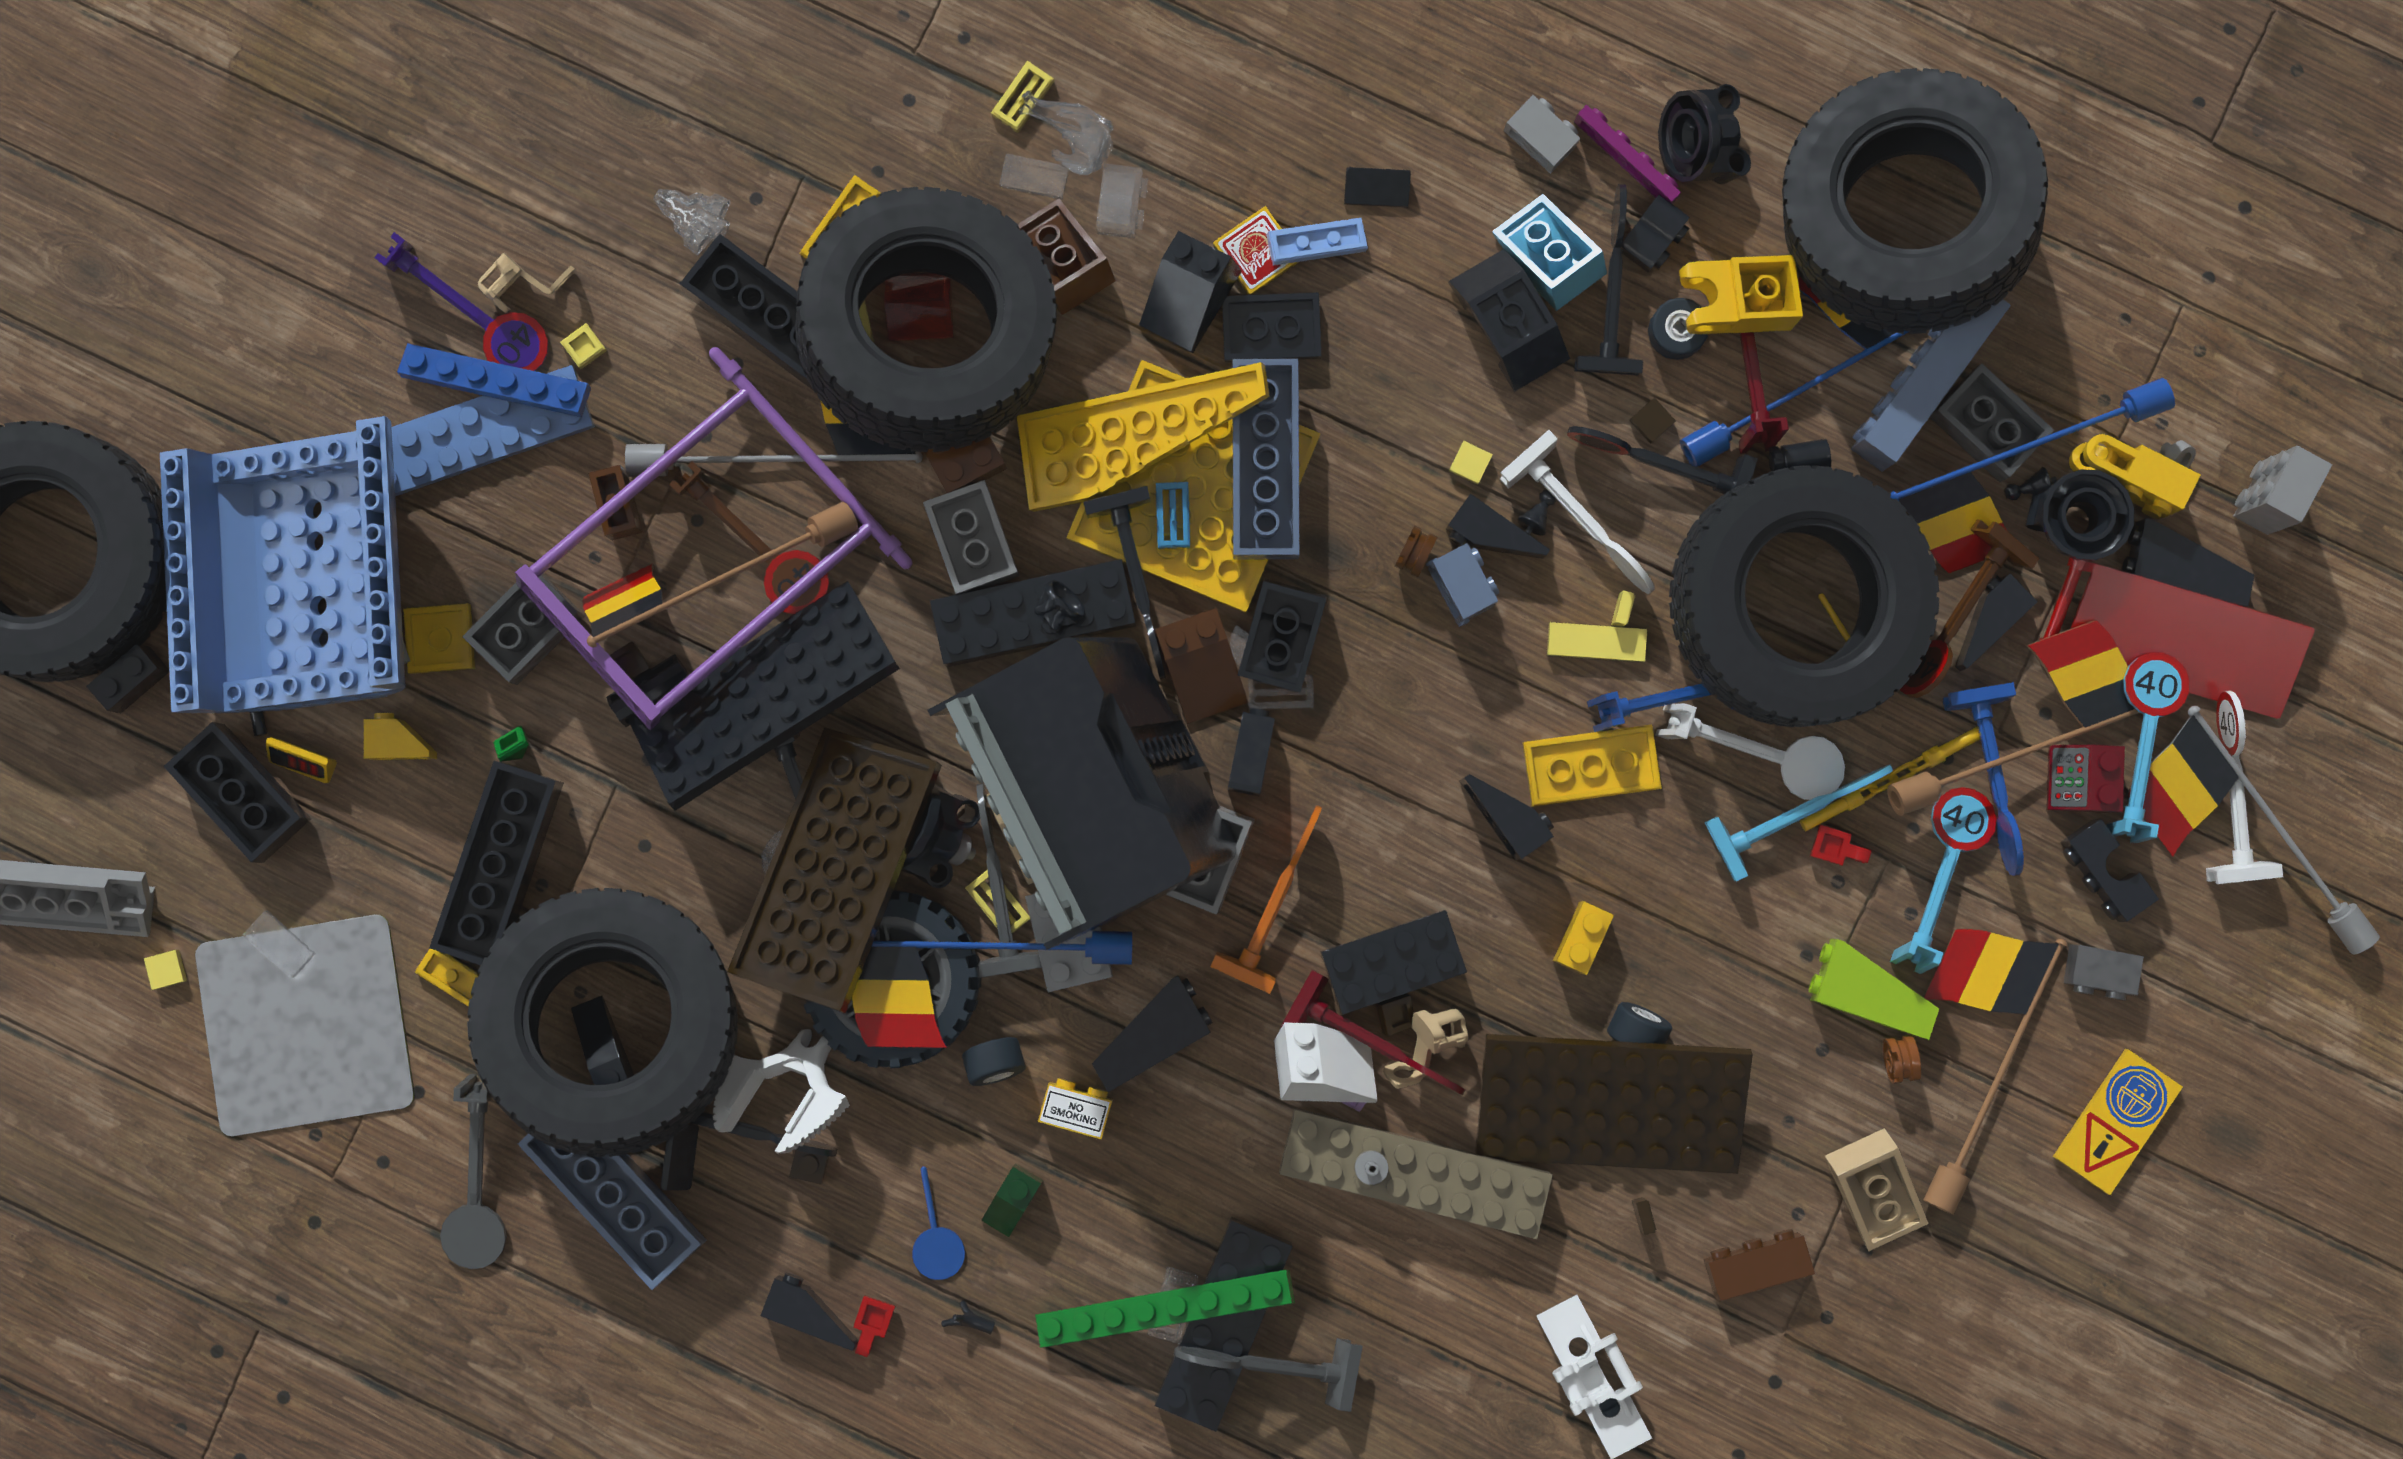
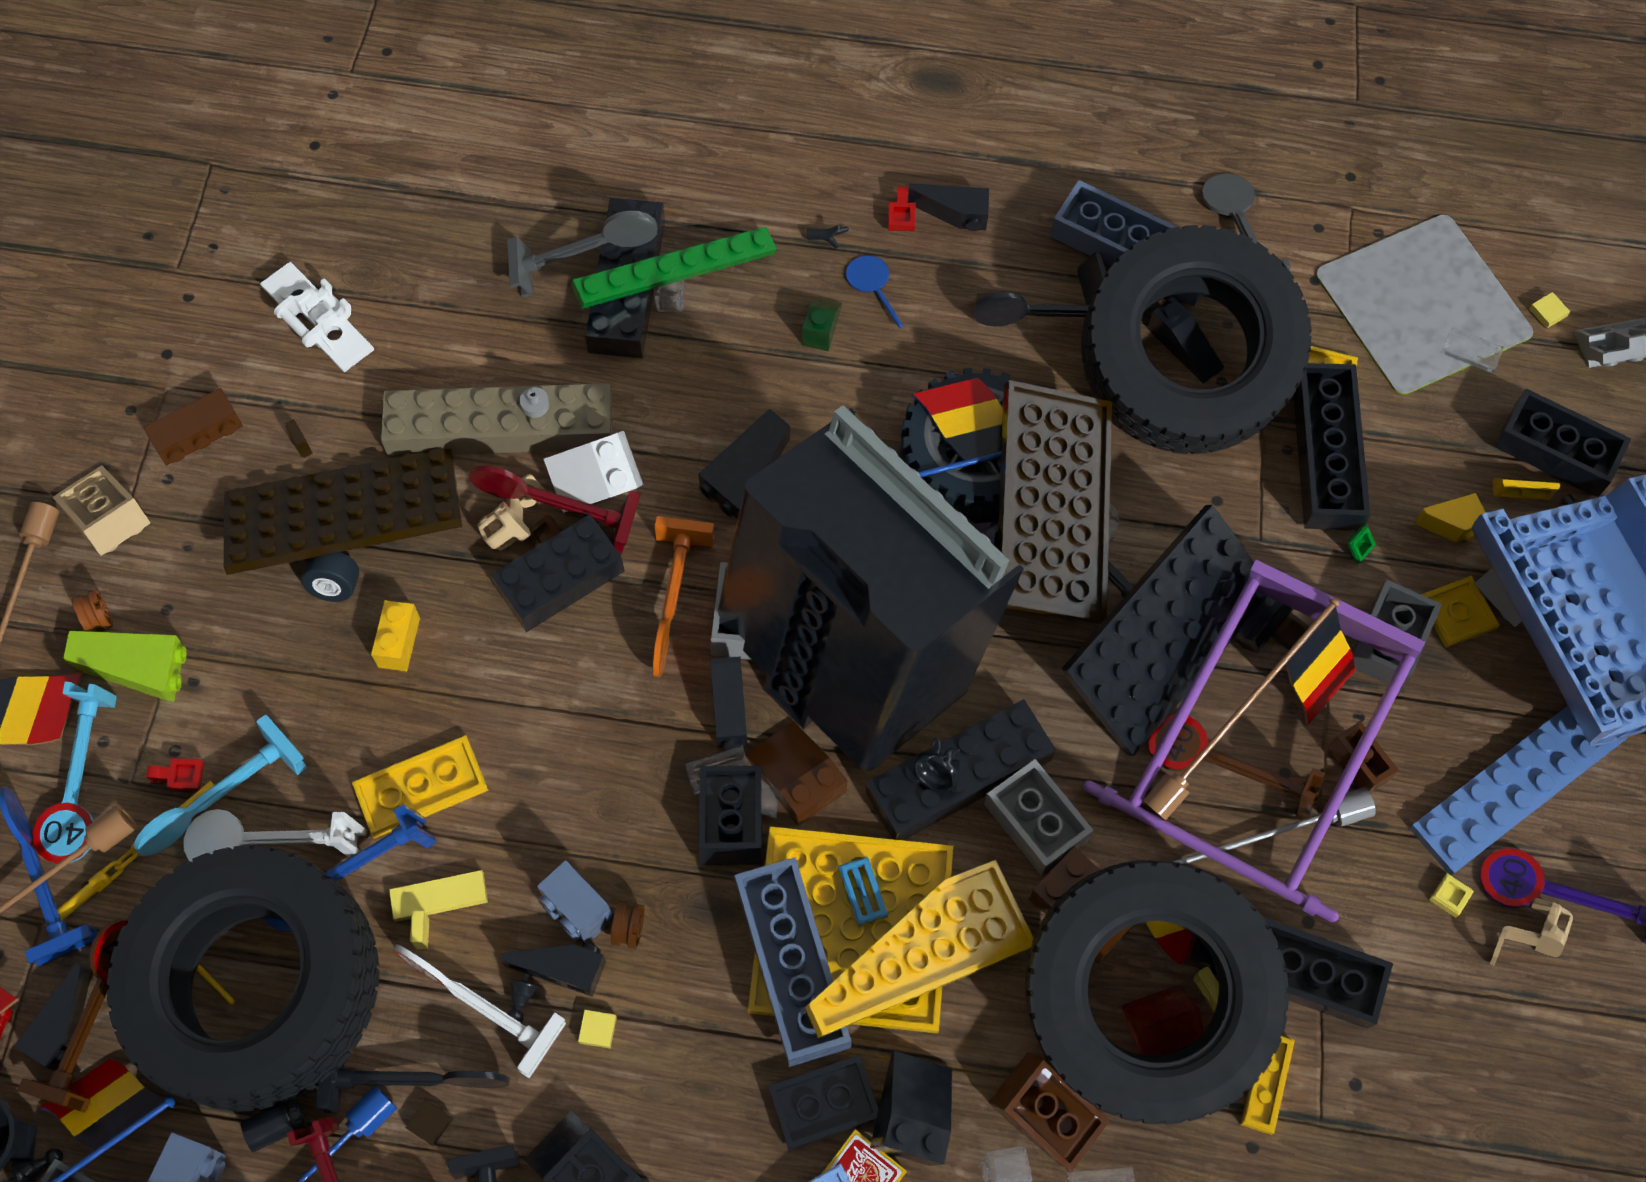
camera: 160 degrees right, 20 degrees down
(494, 380) = (1515, 835): blue plate -> none
(695, 216) = (1404, 1044): clear rock -> none
(814, 1113) = (999, 328): white piece -> none
(993, 1061) = (874, 406): black wheel -> none
(1075, 1108) = (793, 394): brick -> none
(1118, 507) = (915, 881): black piece -> none
(1514, 822) = (483, 712): black slope -> none

